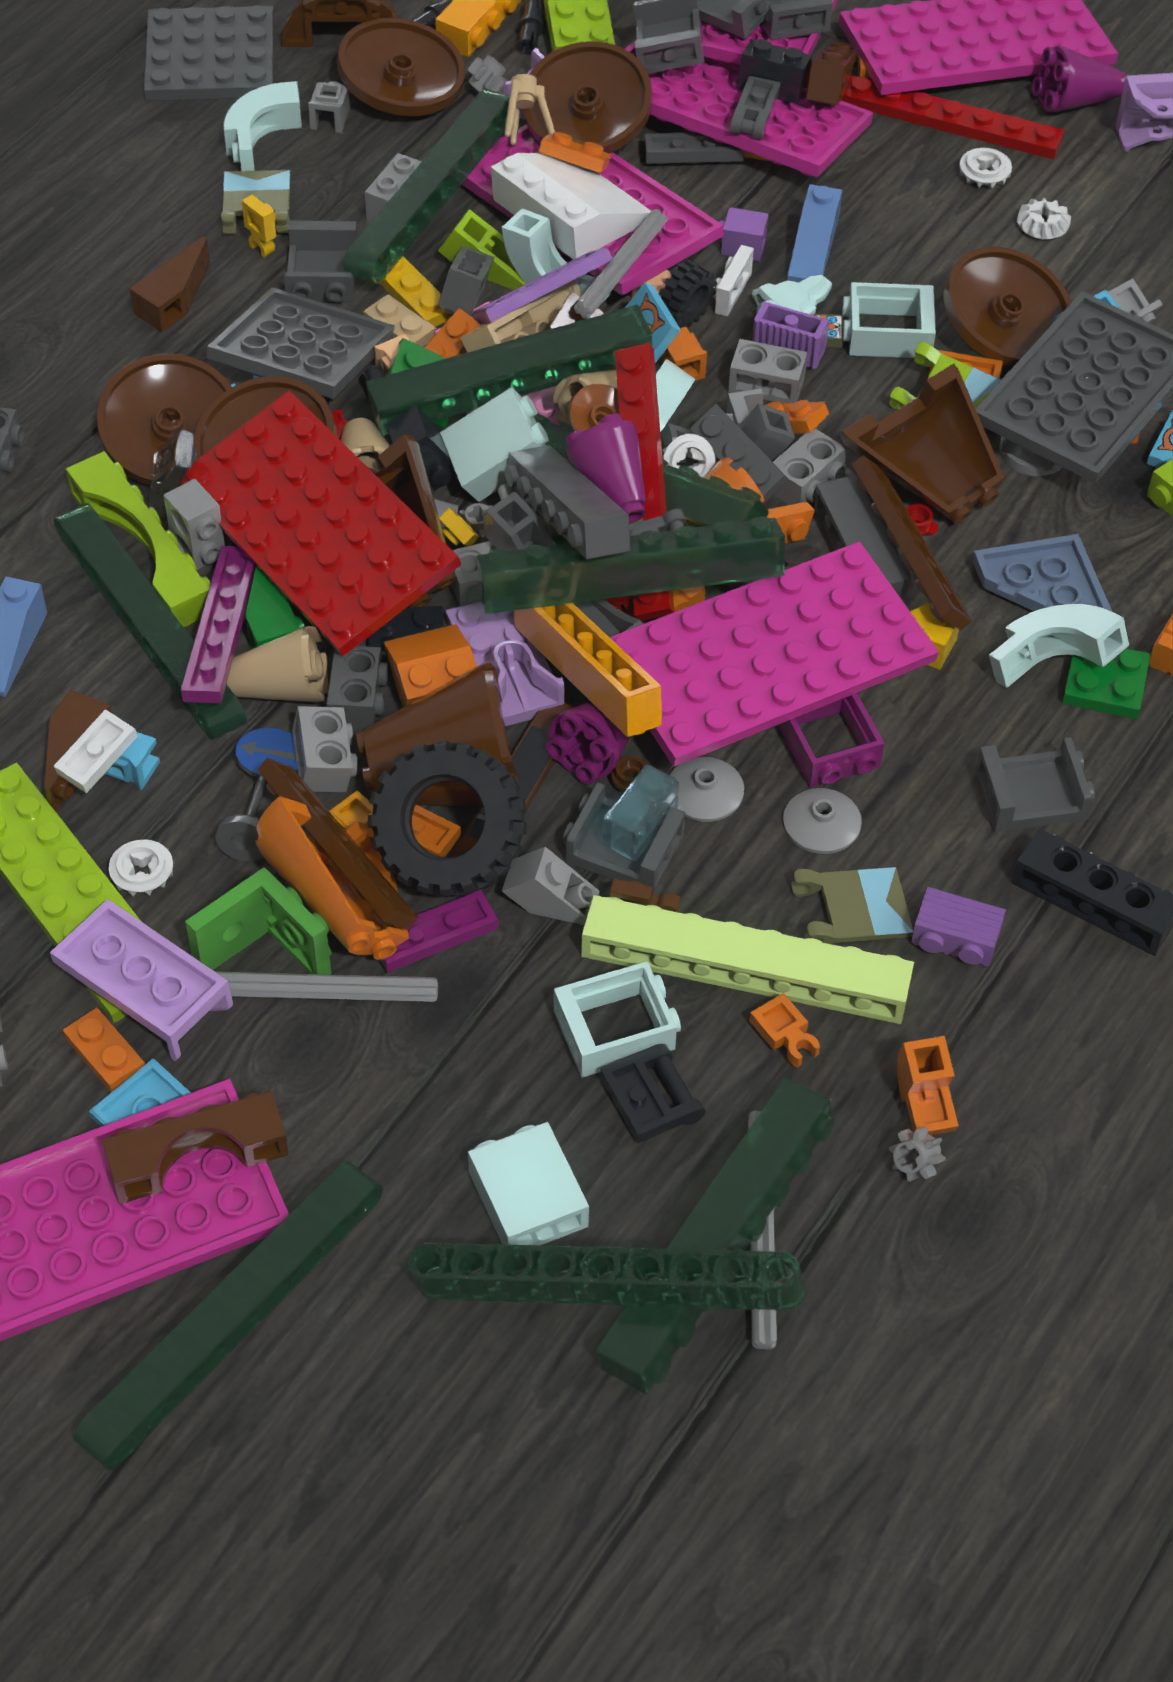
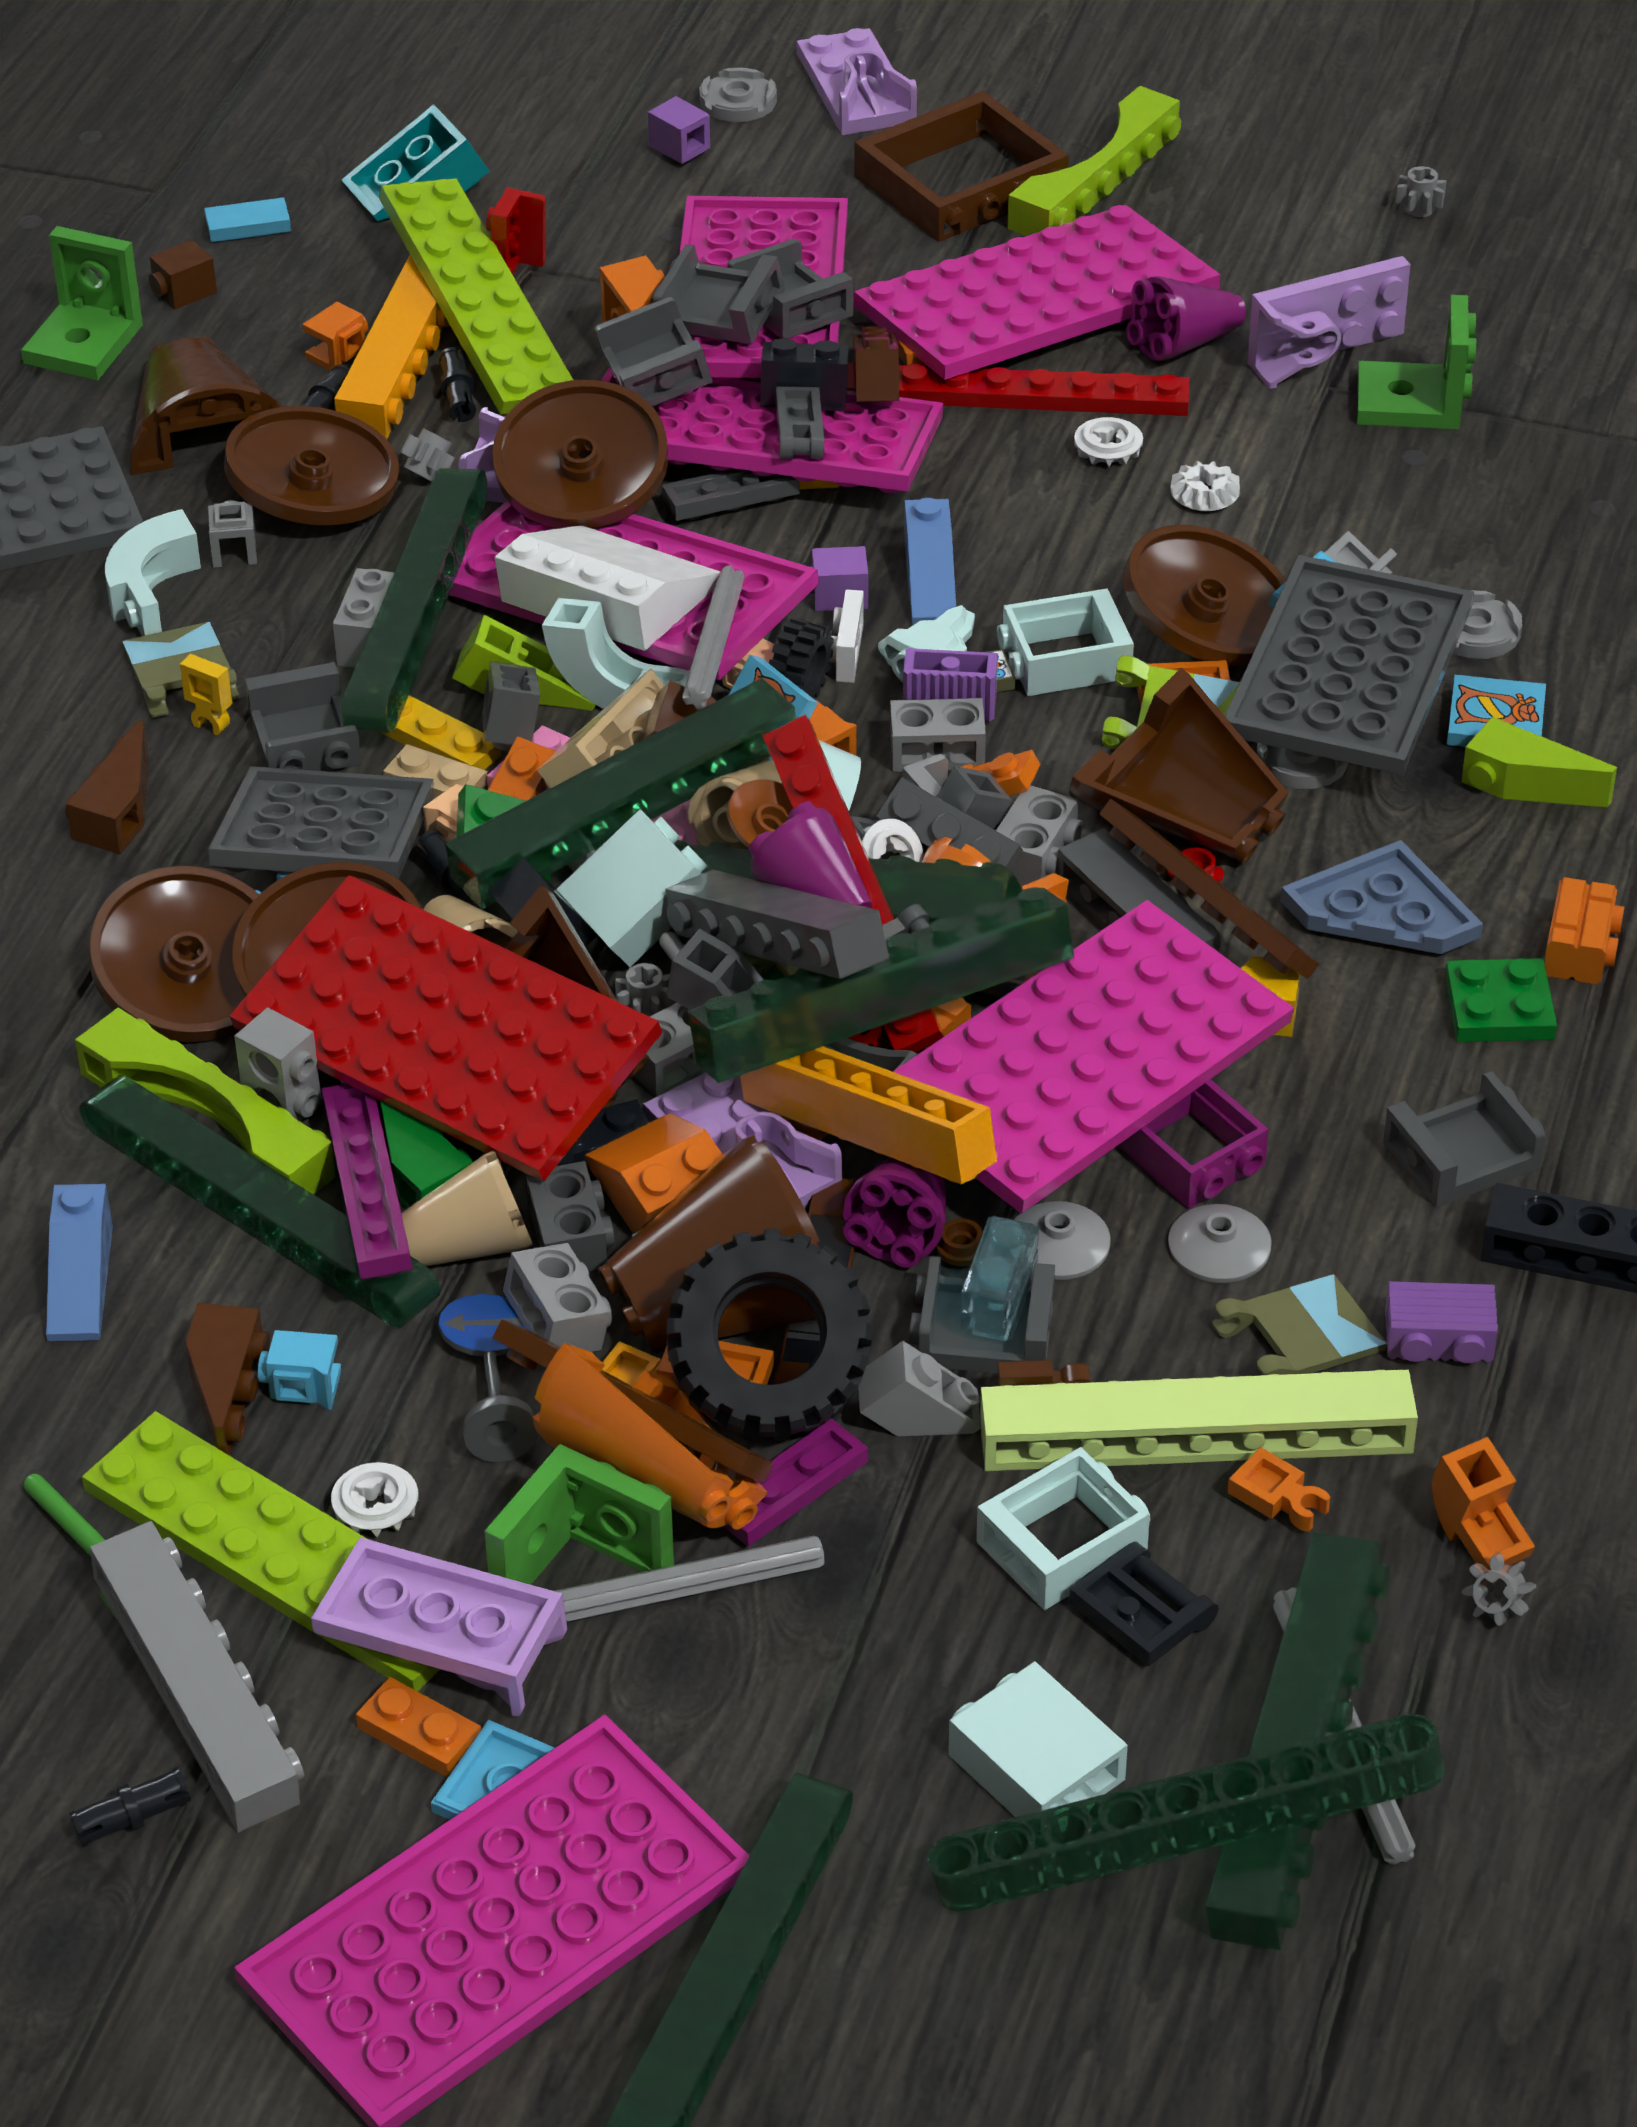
camera: 15 degrees left, 10 degrees down
(95, 751) = (269, 1364): white plate -> none
(170, 467) = (219, 1006): clear smoke wing -> none
(244, 1128) = (657, 1763): reddish brown arch -> none
(457, 529) = (630, 994): yellow plate -> none
(523, 95) = (499, 465): tan plant -> none
(542, 286) = (620, 685): medium lavender tile -> none
(563, 148) = (572, 517): orange plate -> none
(1058, 631) = (1427, 953): light aqua arch -> none

